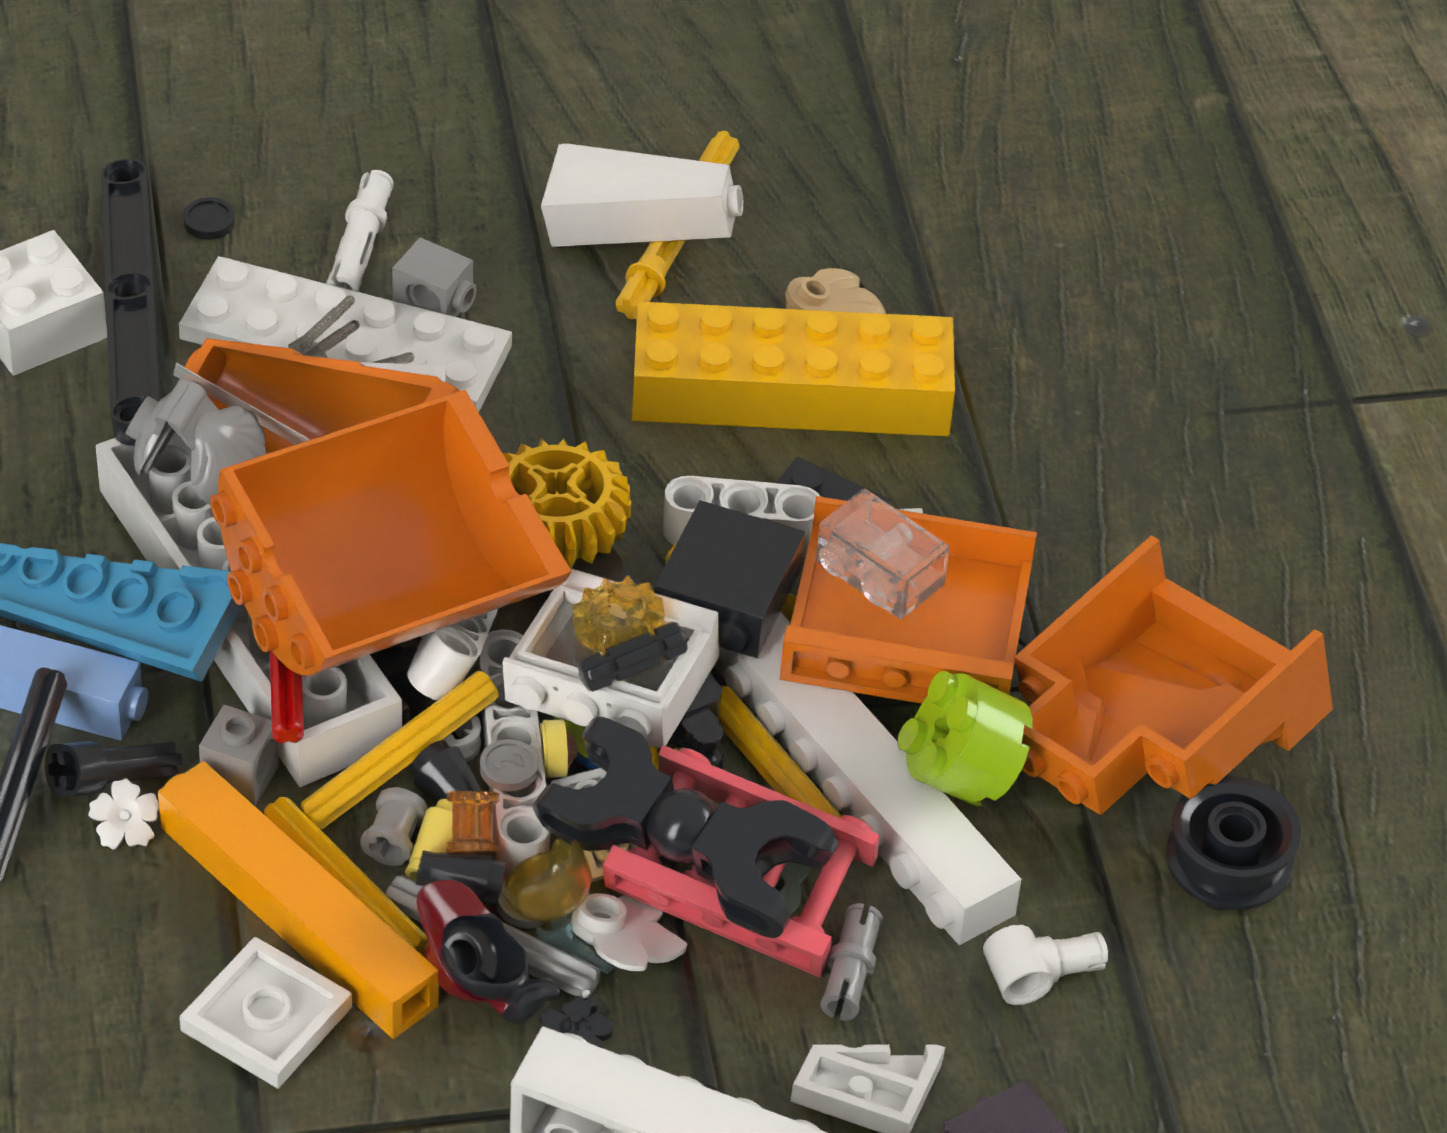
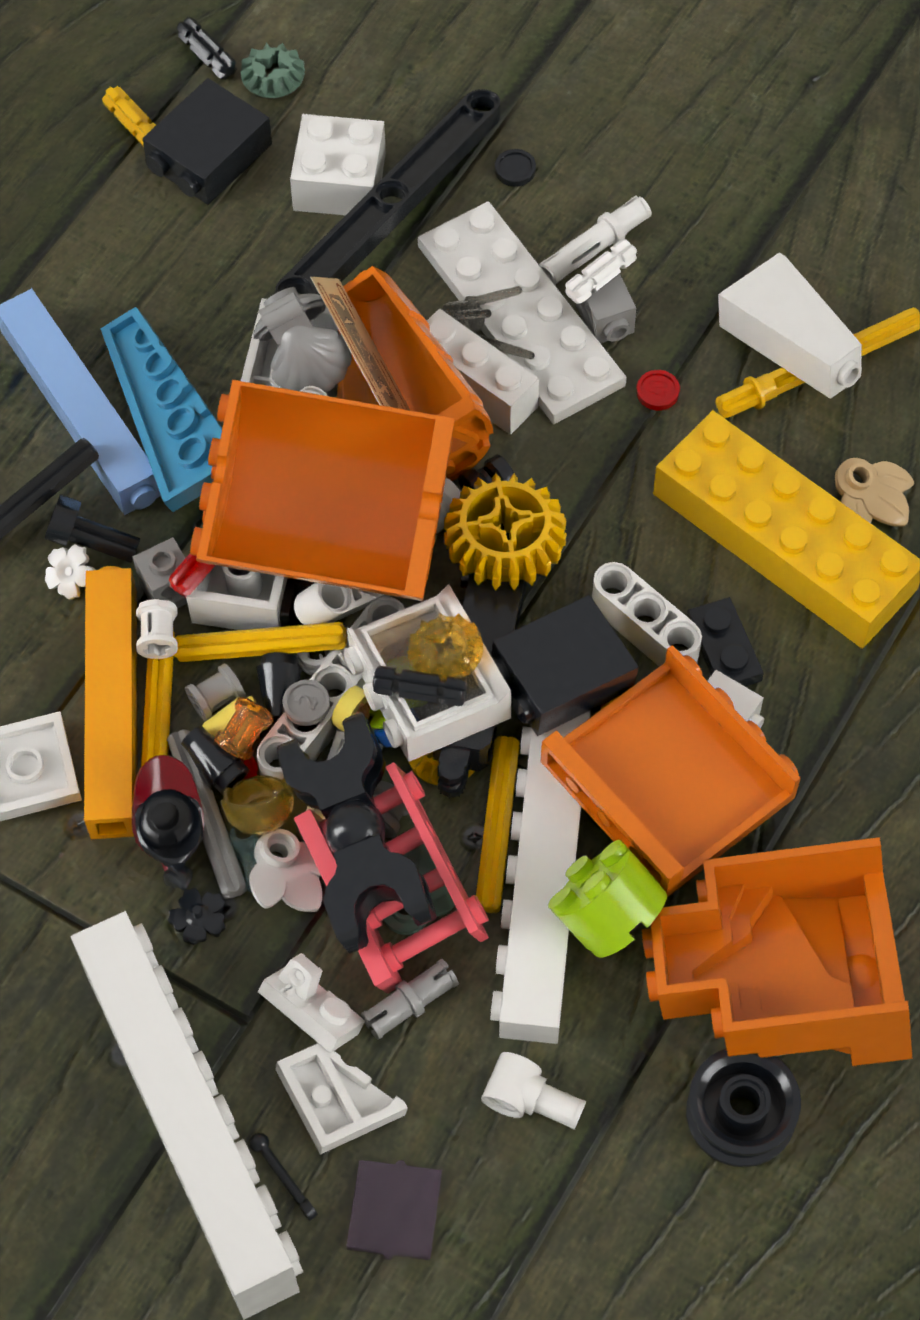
camera: 45 degrees right, 15 degrees up
(309, 799) = (156, 629): none -> white bush
(412, 243) = (601, 271): none -> white axle
(547, 331) = (658, 390): none -> red piece
(745, 1020) = (317, 1012): none -> white hinge
(882, 553) = (670, 720): clear brick -> none

